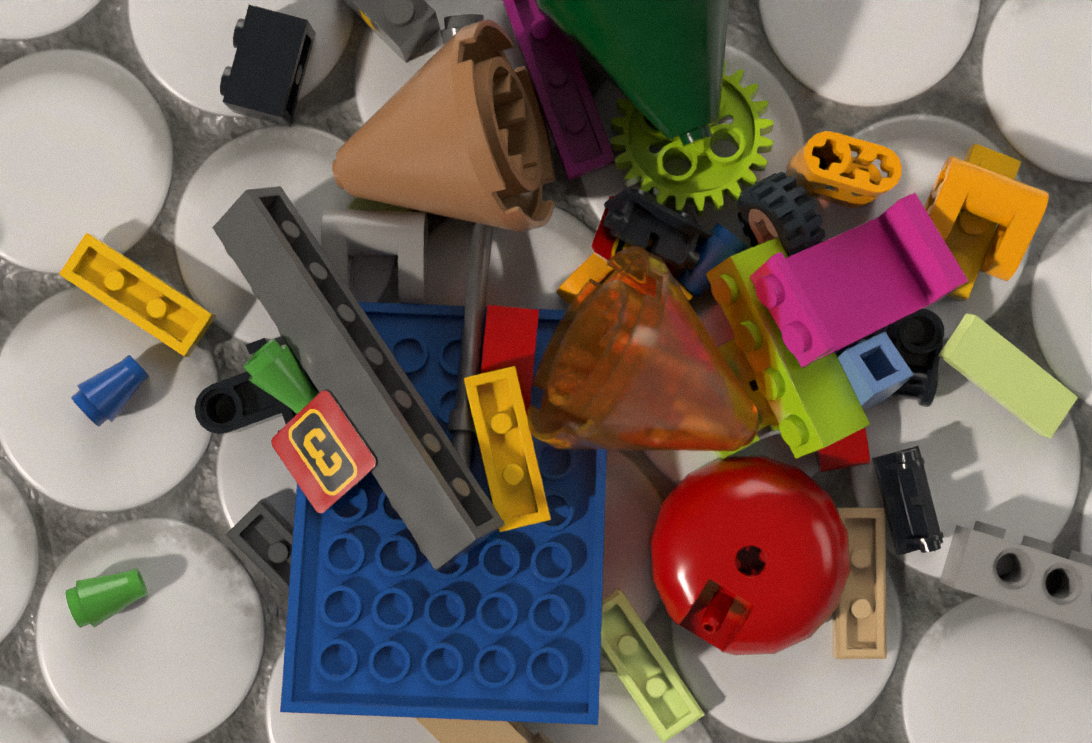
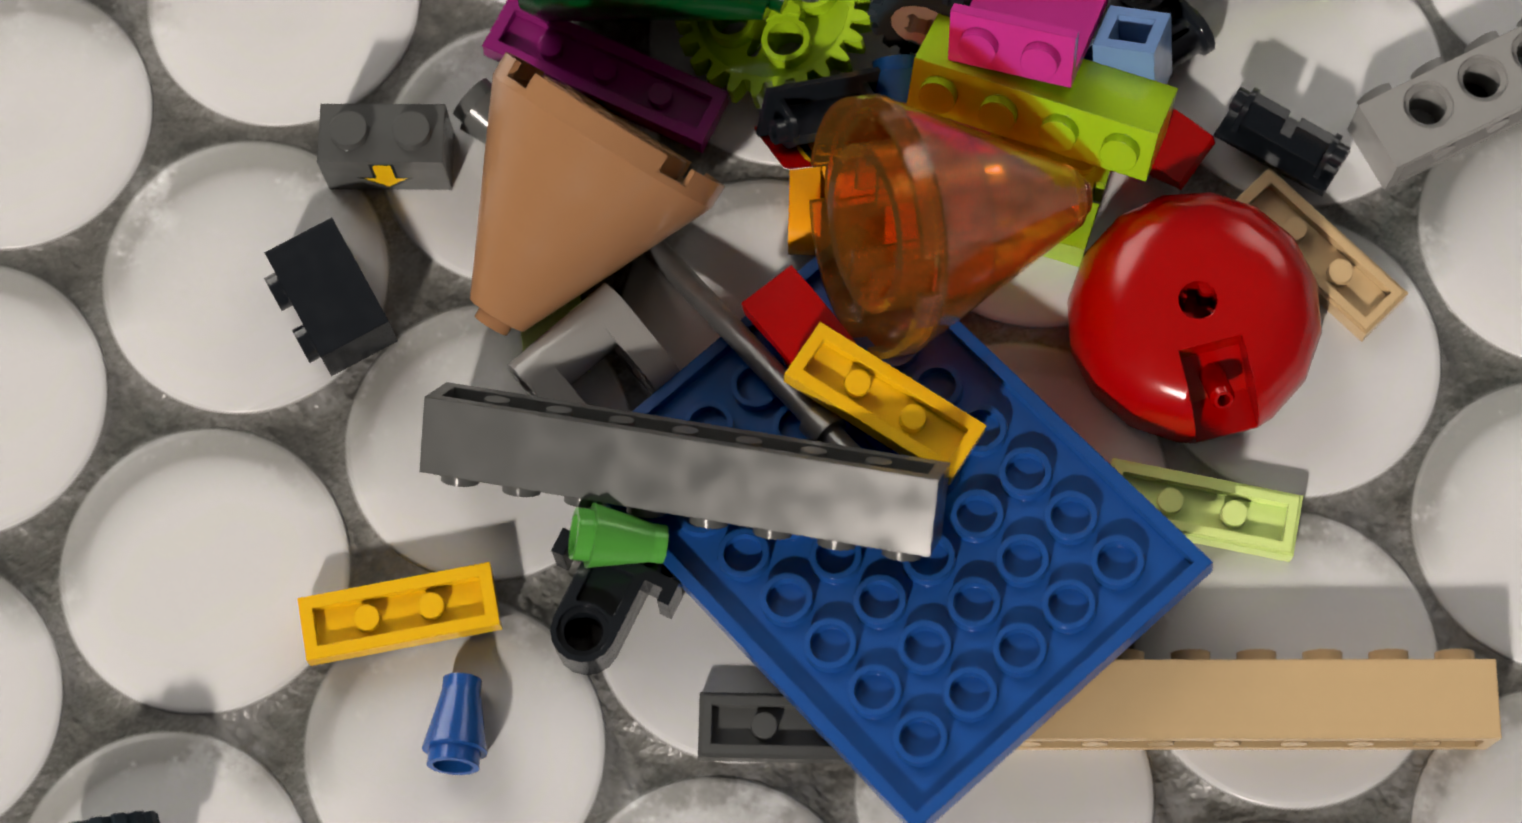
camera: 40 degrees left, 15 degrees down
(323, 452) = (720, 565): sticker -> none

